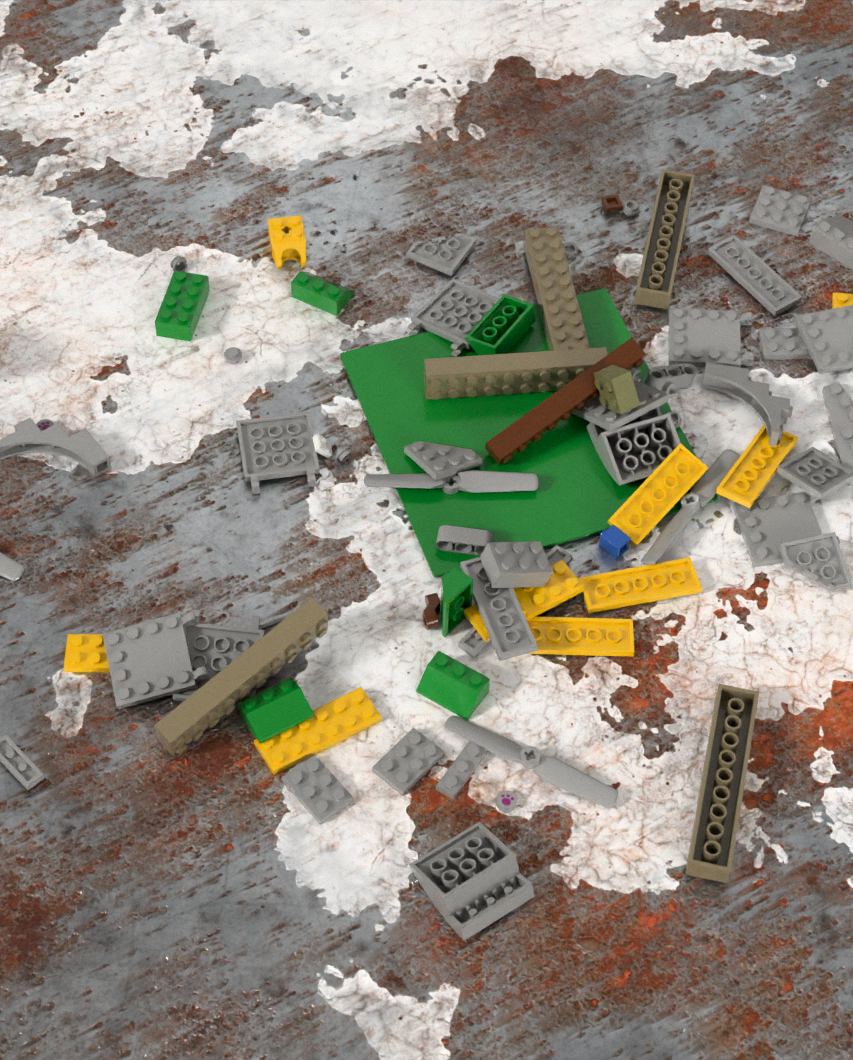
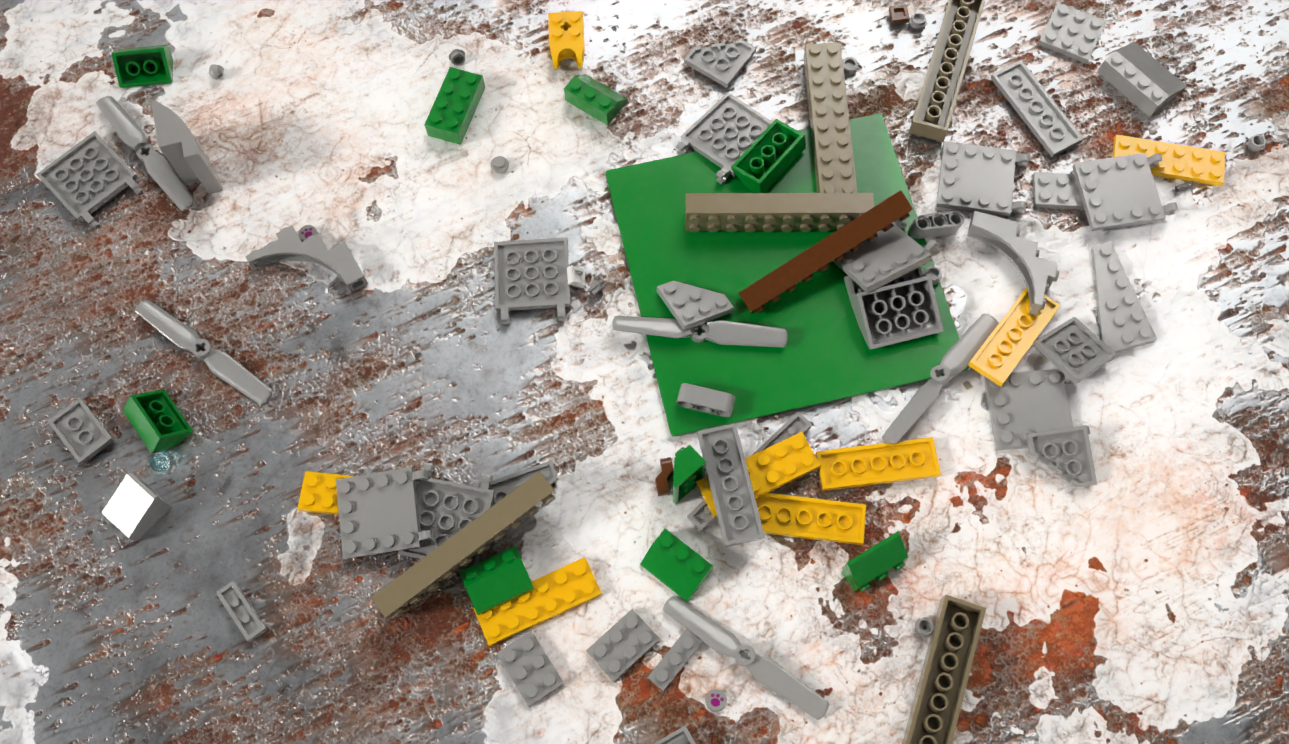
camera: 10 degrees right, 15 degrees up
(516, 564) = (752, 442): light grey brick -> none
(614, 542) = (857, 412): blue brick -> none
(616, 389) = (878, 248): olive brick -> none
(647, 665) = (875, 563): none -> green slope
(658, 494) = (907, 364): yellow plate -> none
(702, 716) = (919, 627): none -> light grey plate

